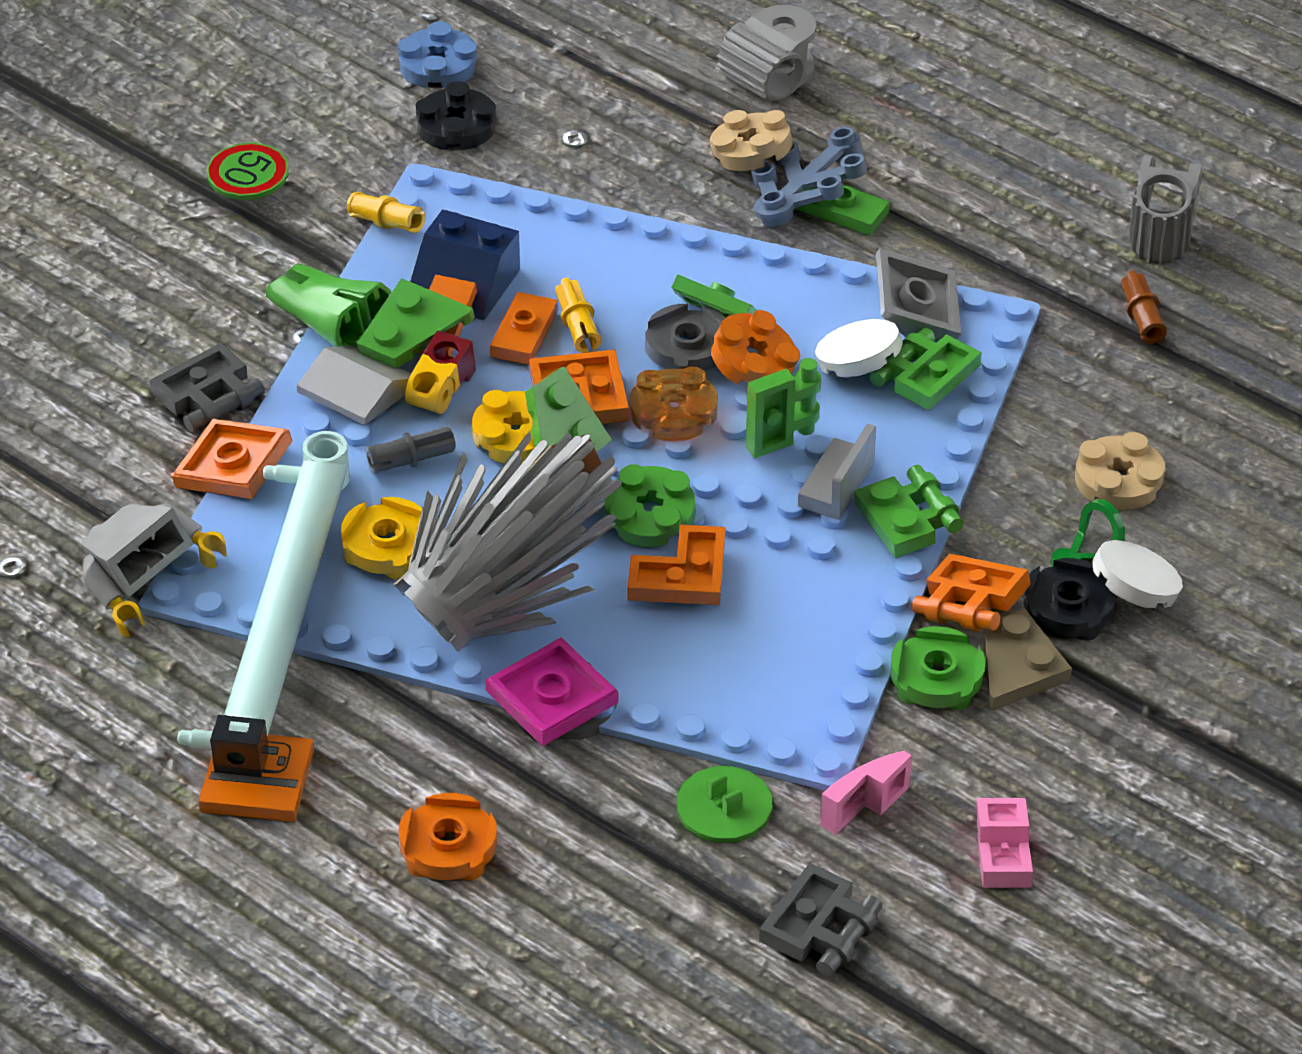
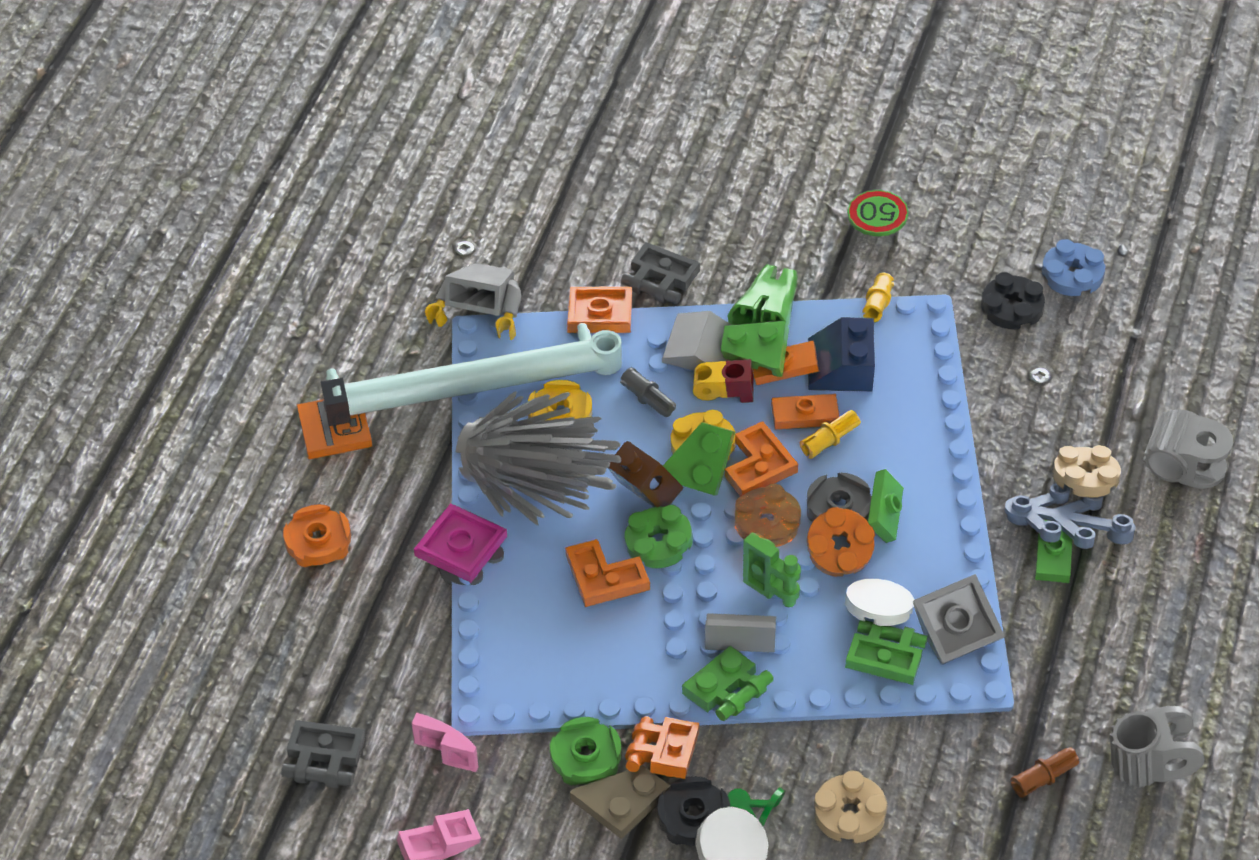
camera: 70 degrees right, 5 degrees up
(724, 804) = (414, 672): bright green piece -> none

